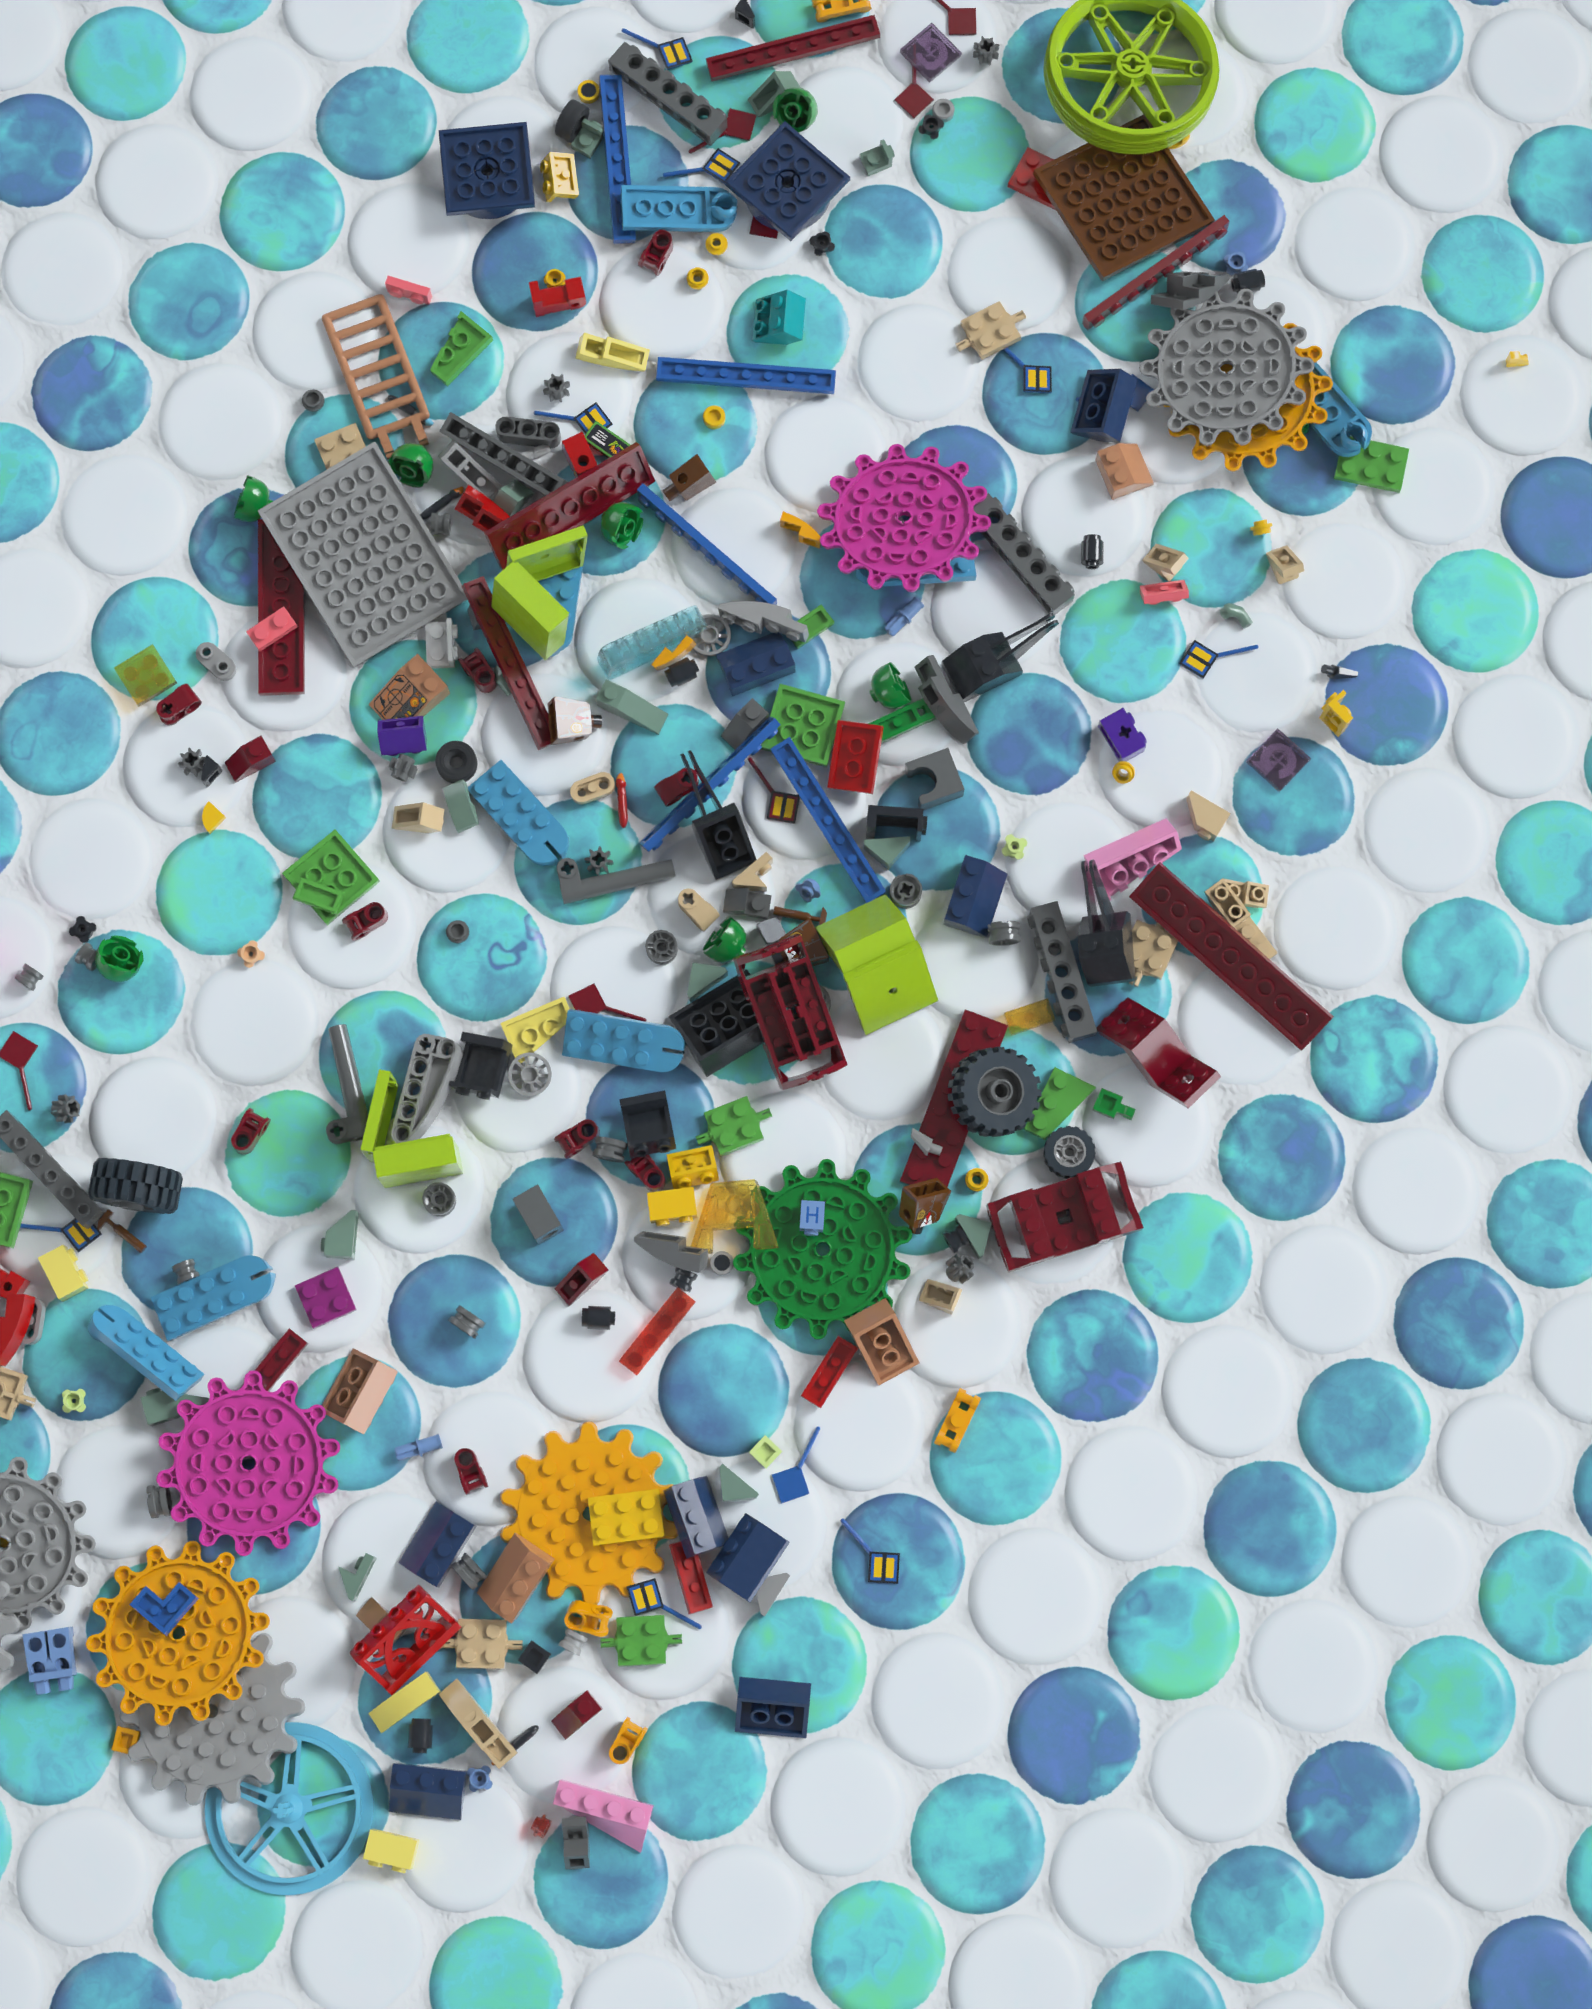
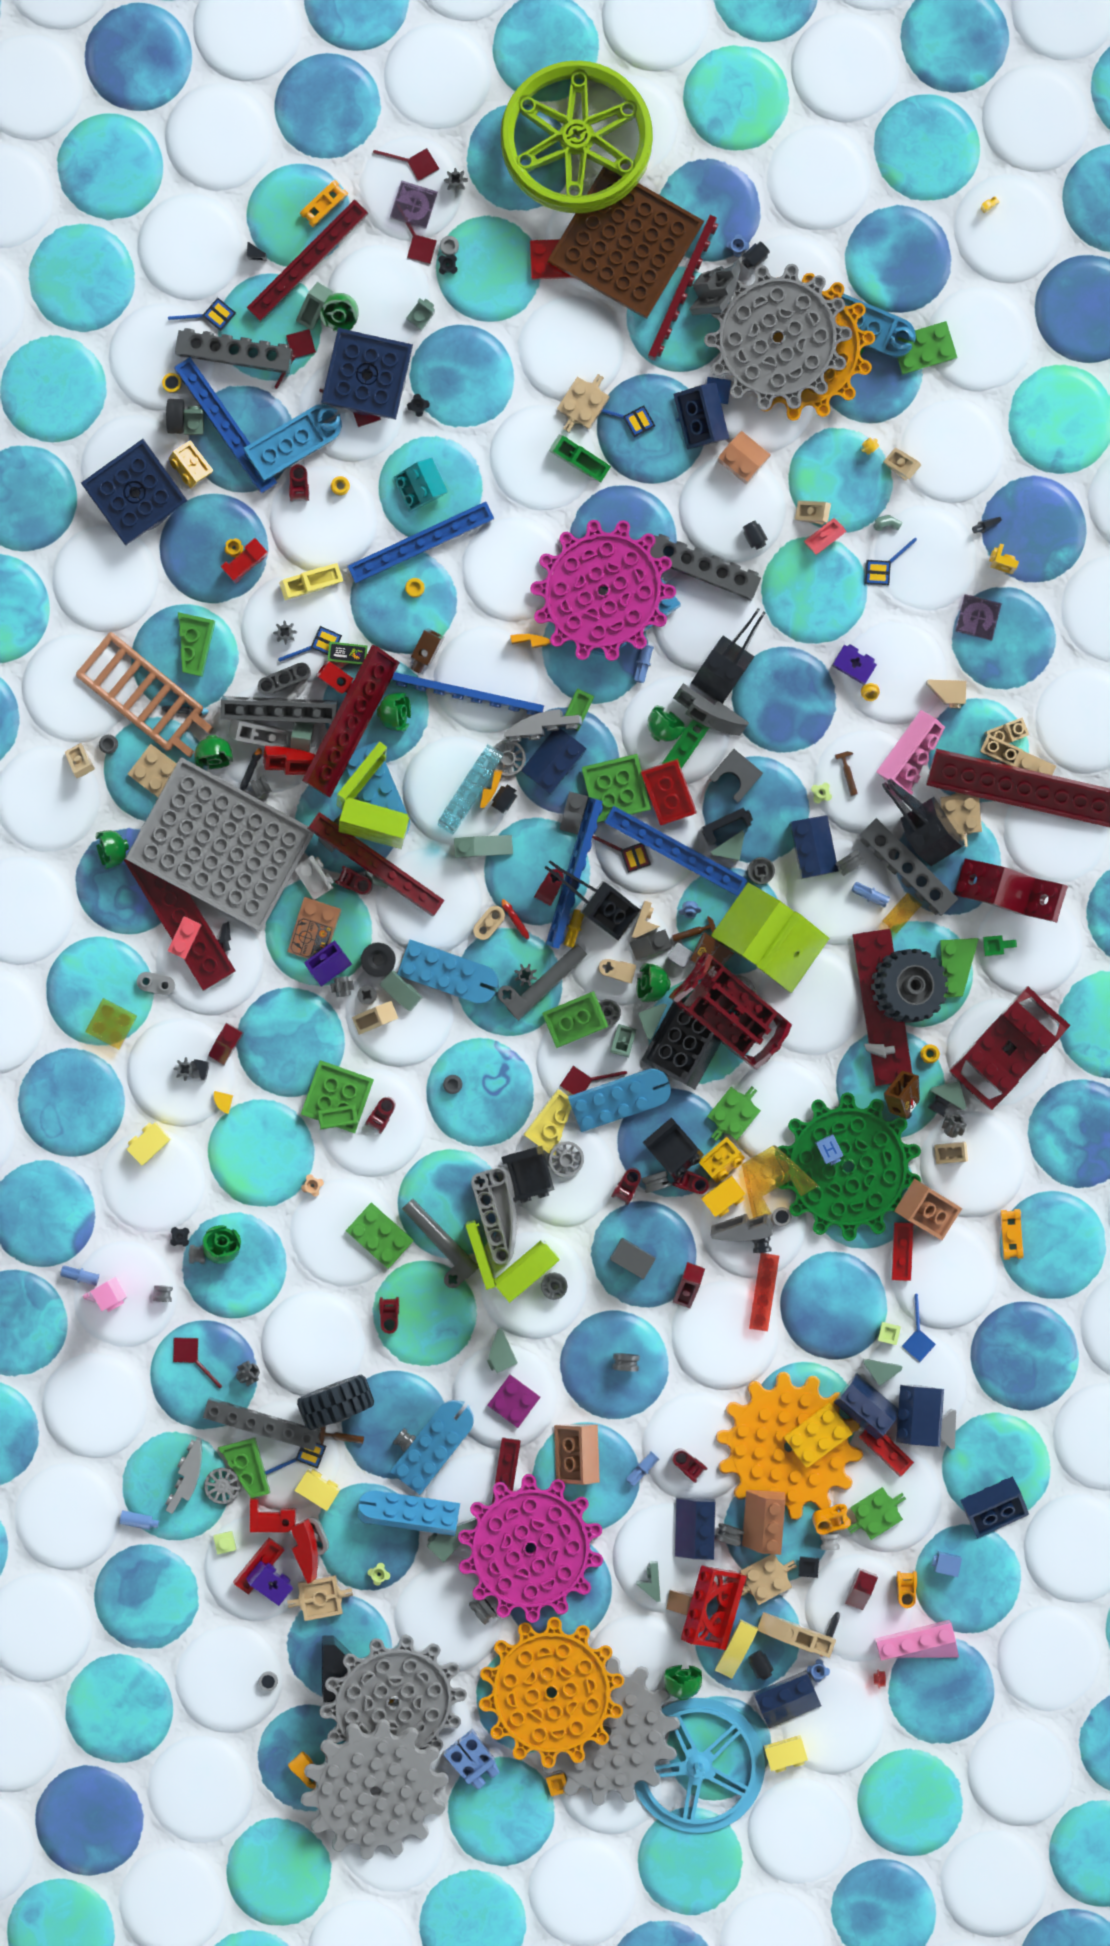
camera: 25 degrees left, 10 degrees up
(108, 816) = (148, 1144): none -> light yellow brick
(167, 1612) = (536, 1684): blue plate -> none
(180, 703) = (151, 1028): dark red piece -> none
(273, 401) = (79, 760): none -> tan slope
(289, 1045) = (379, 1235): none -> bright green plate
(313, 654) = (224, 936): none -> black bar
(325, 1705) = (683, 1682): none -> green cylinder
(401, 288) = (122, 620): coral plate -> none
(425, 795) = (367, 994): none -> dark grey wheel
(570, 720) = (445, 882): torso -> none
(576, 1842) = (911, 1676): dark grey brick -> none
(598, 1317) = (716, 1305): black brick -> none
(623, 933) = (575, 1019): none -> bright green plate
(647, 1598) = (863, 1481): piece -> none
(660, 986) = (623, 1040): none -> sand green slope
(677, 842) = (574, 927): none -> yellow axle
(685, 1739) = (946, 1563): none -> medium blue brick
(716, 250) = (343, 455): yellow plate -> none
(719, 166) = (305, 386): piece -> none
(882, 1565) = (1015, 1365): piece -> none
(956, 381) = (579, 458): none -> green slope
(1007, 978) = (870, 894): none -> medium blue axle
(1053, 843) = (847, 772): none -> reddish brown piece
(1064, 1139) = (996, 994): black wheel -> none

